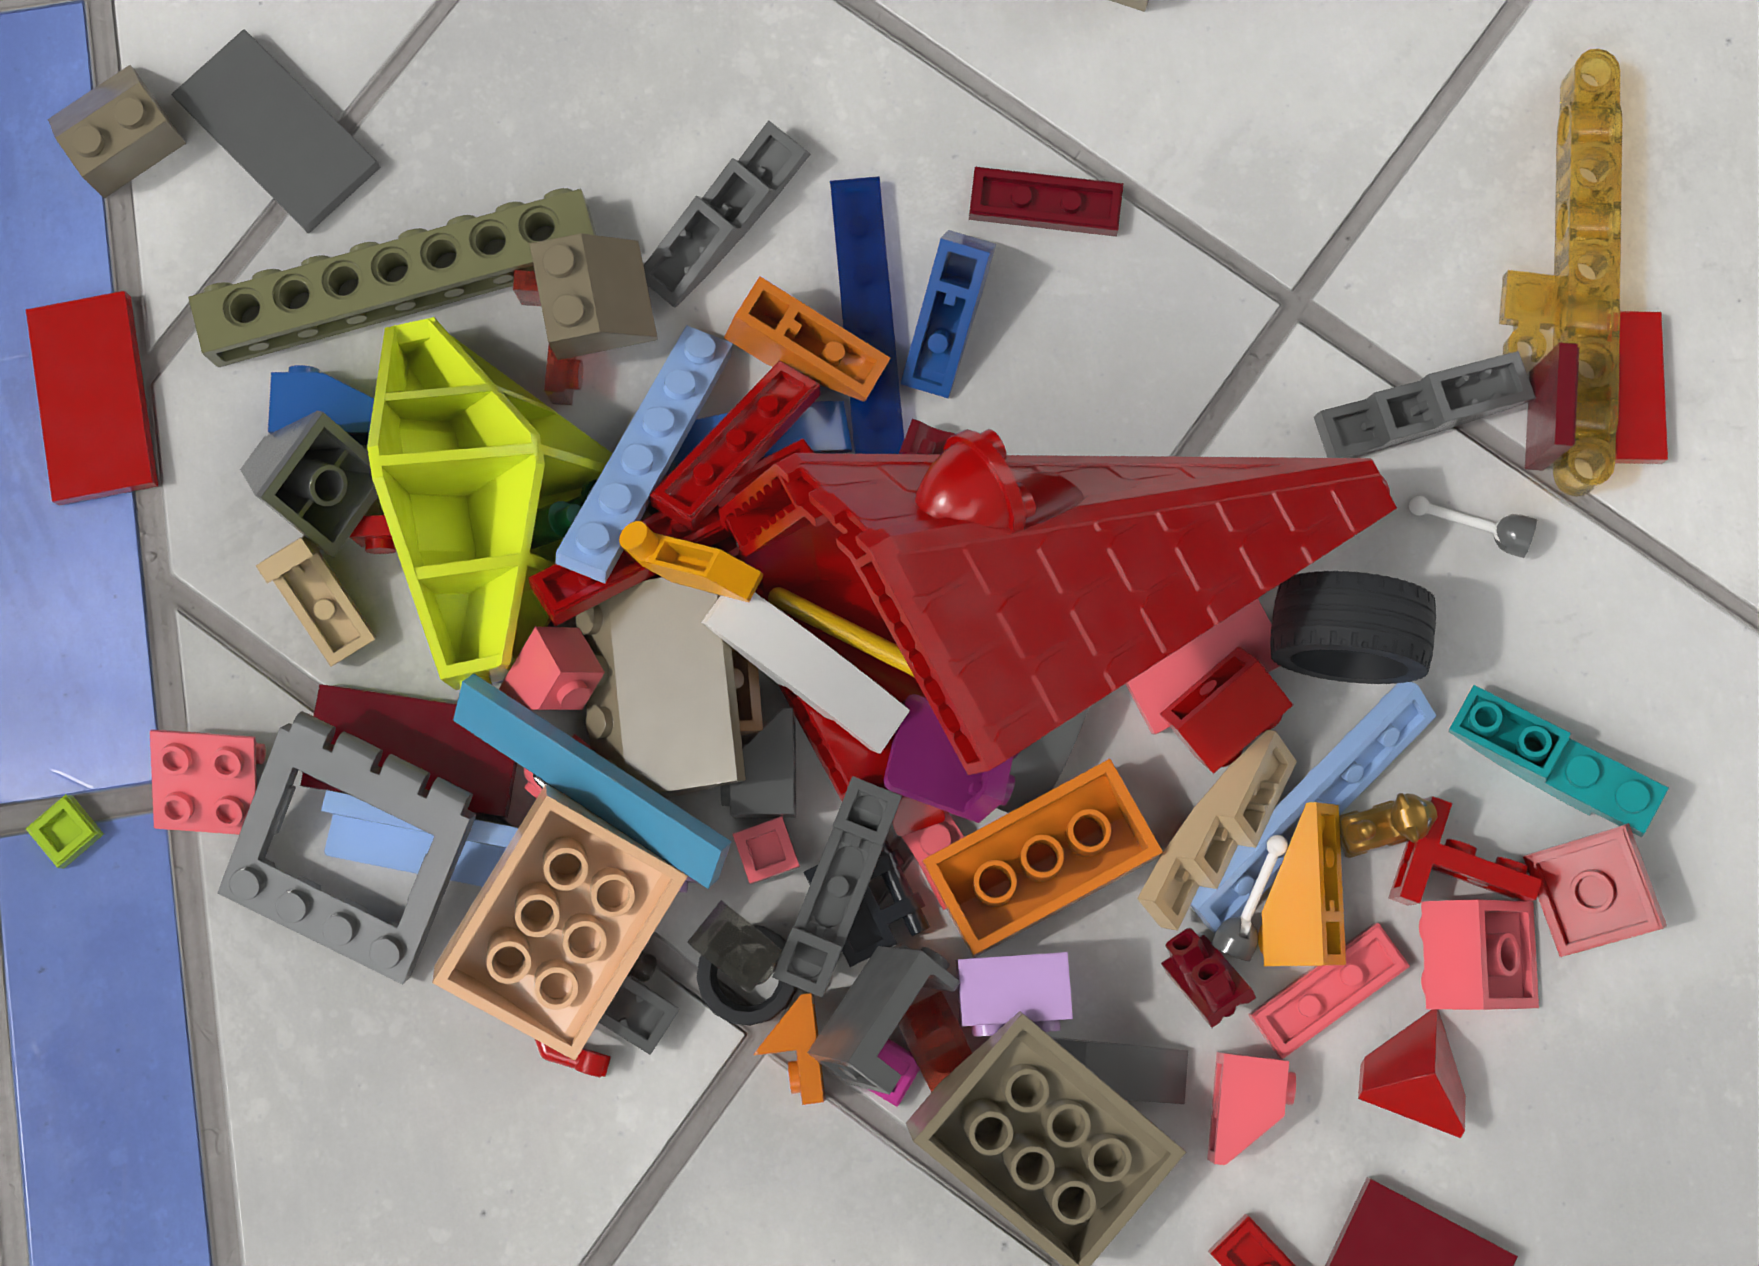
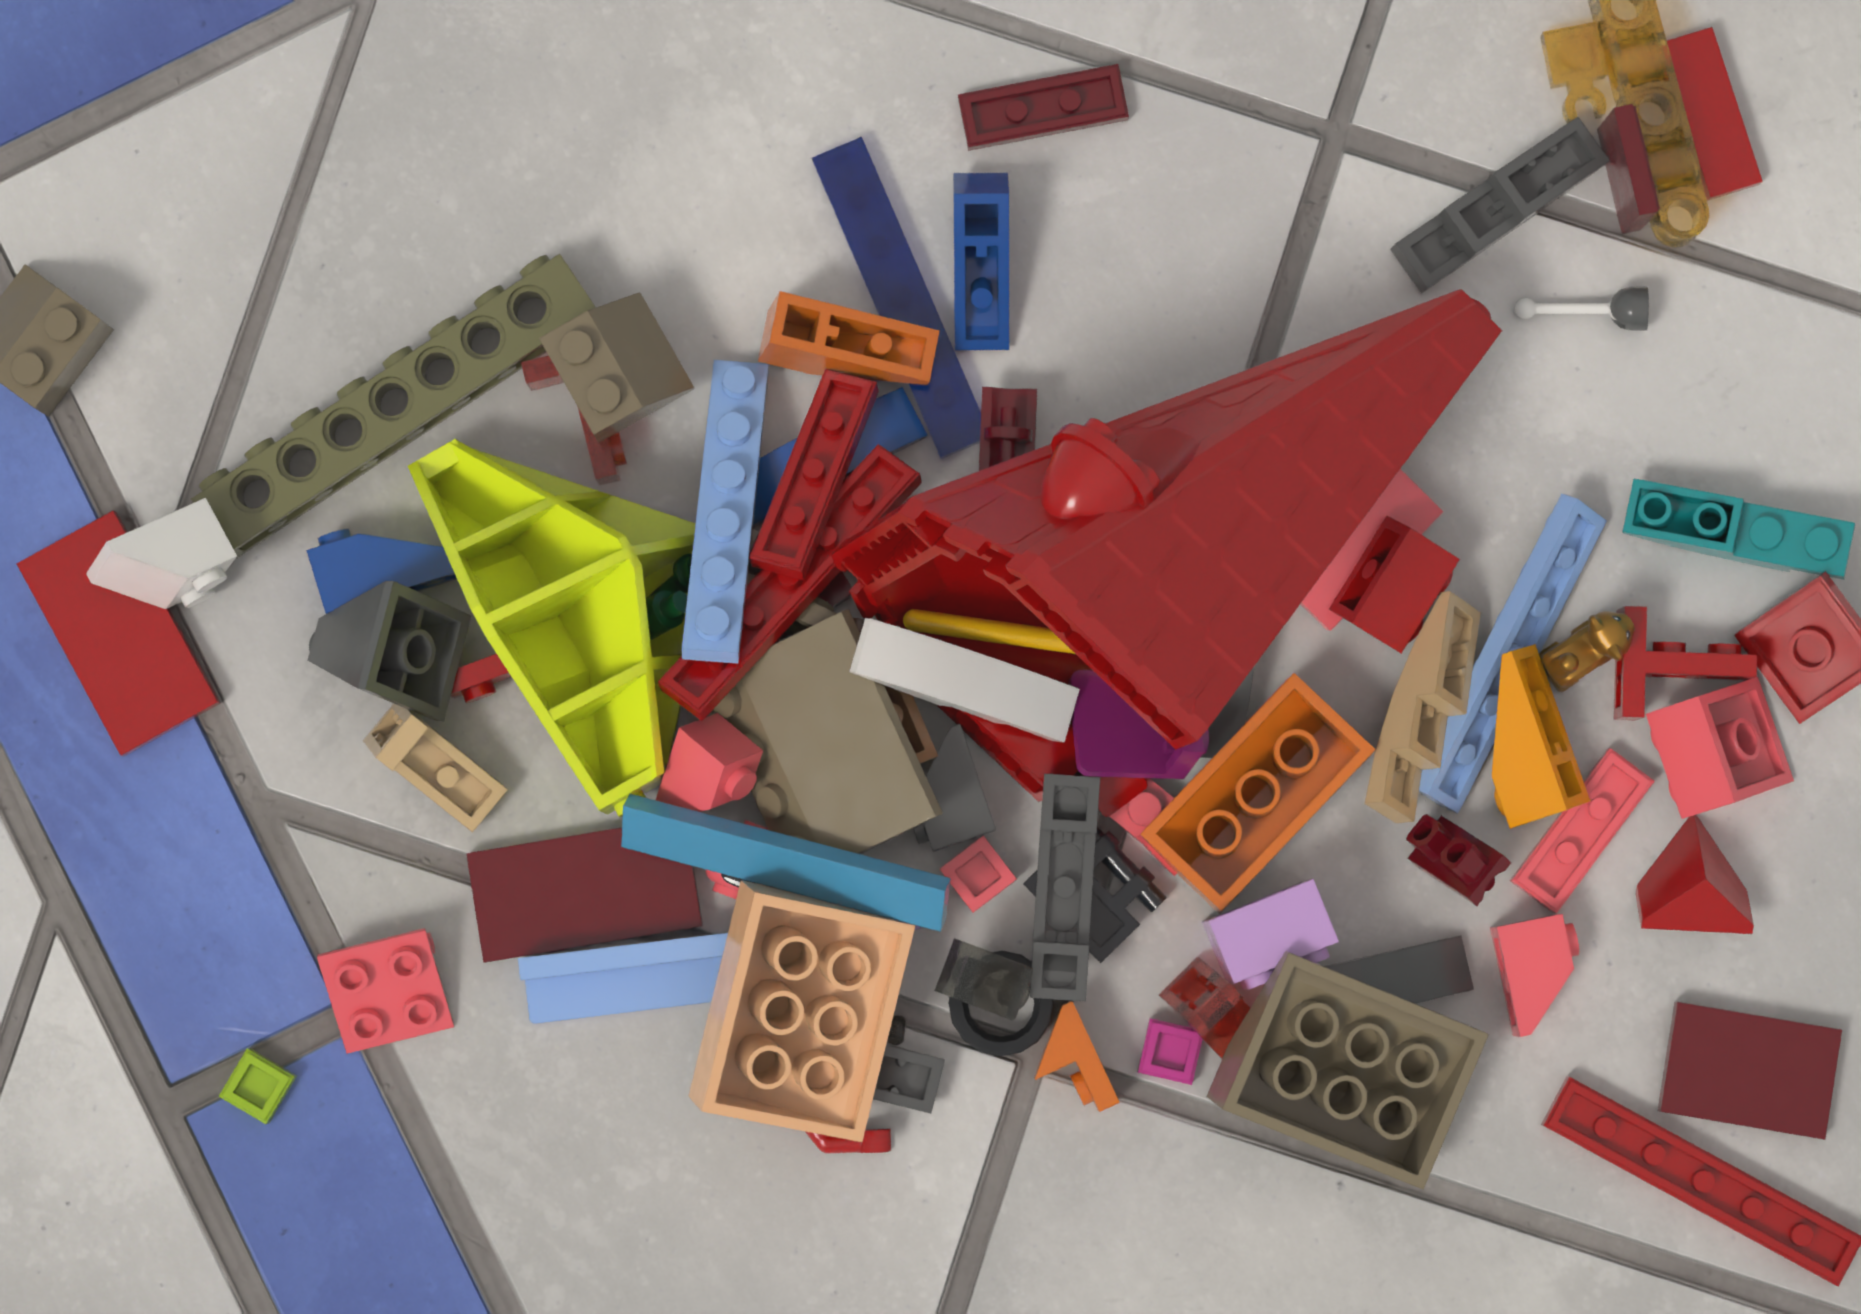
camera: 20 degrees left, 5 degrees up
(143, 338) = (167, 559): none -> white slope
(276, 131) = (207, 287): dark grey tile -> none
(395, 789) = (526, 1078): hinge -> none
(690, 563) = (819, 616): light orange piece -> none
(723, 214) = (713, 228): dark grey slope -> none
(873, 1011) = (1141, 999): dark grey panel -> none
(1238, 934) = (1475, 805): hinge -> none
(1353, 627) = (1496, 464): black tyre -> none

